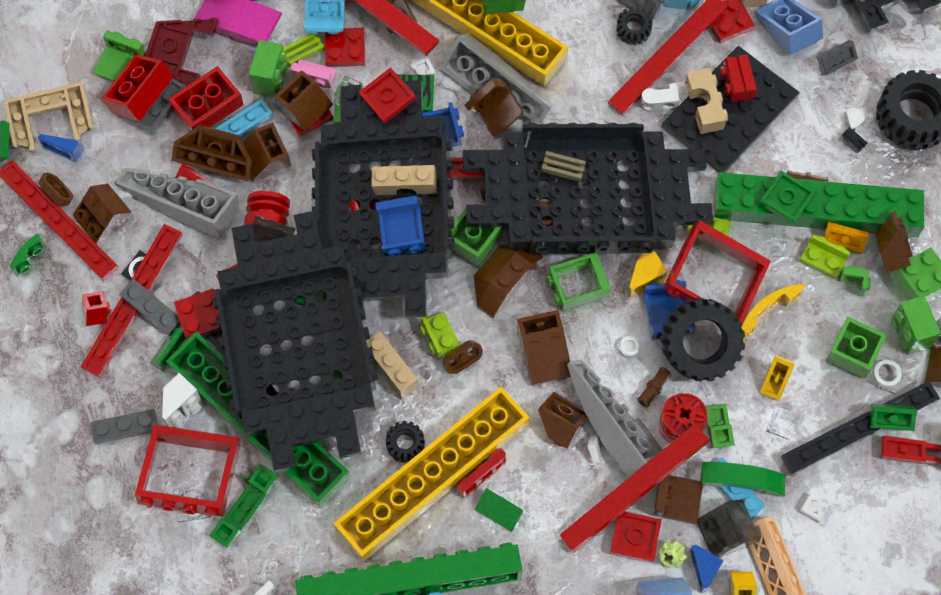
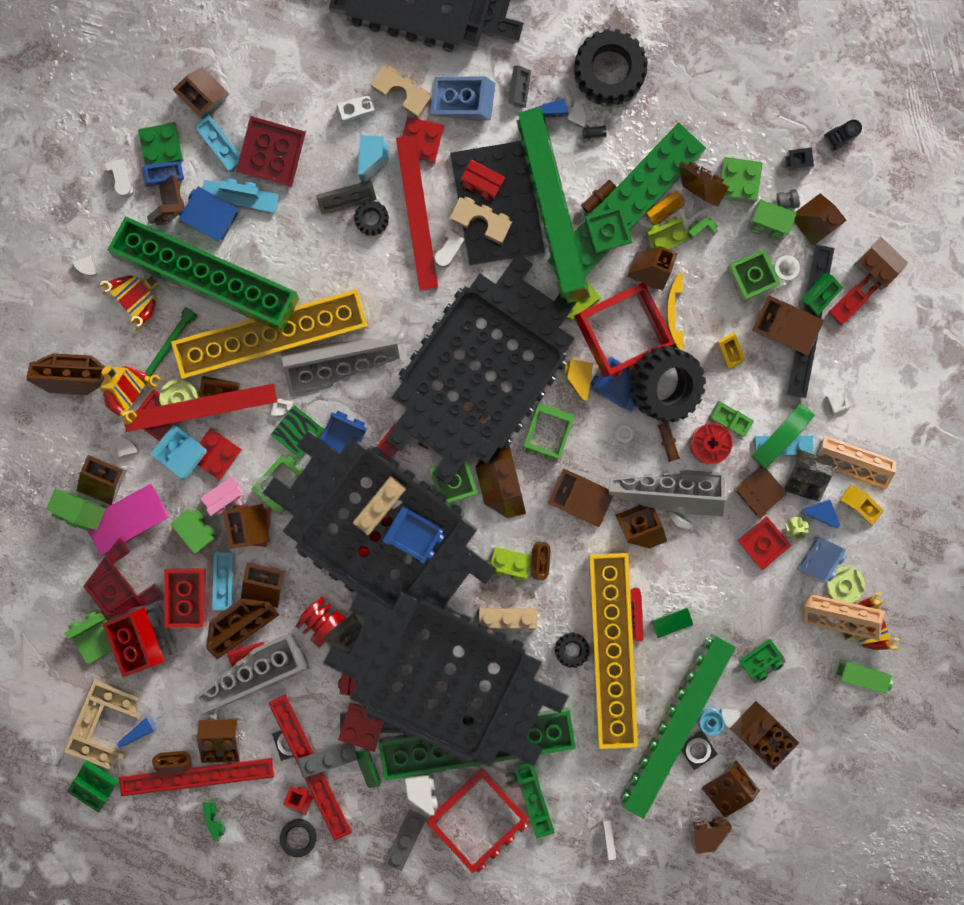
camera: 55 degrees left, 20 degrees up
(69, 347) = (312, 838): none -> black tyre
(301, 46) = (191, 488): lime tile -> none
(387, 95) = (303, 467): red plate -> none
(495, 106) = (361, 380): reddish brown bracket -> none
(563, 163) = (446, 366): dark tan tile -> none
(634, 488) = (734, 519): red tile -> none
(766, 139) = (554, 207): none -> green brick
(789, 262) = (653, 267): none -> reddish brown slope
(840, 92) = (555, 109): none -> blue slope
(840, 405) = (787, 325): none -> reddish brown slope

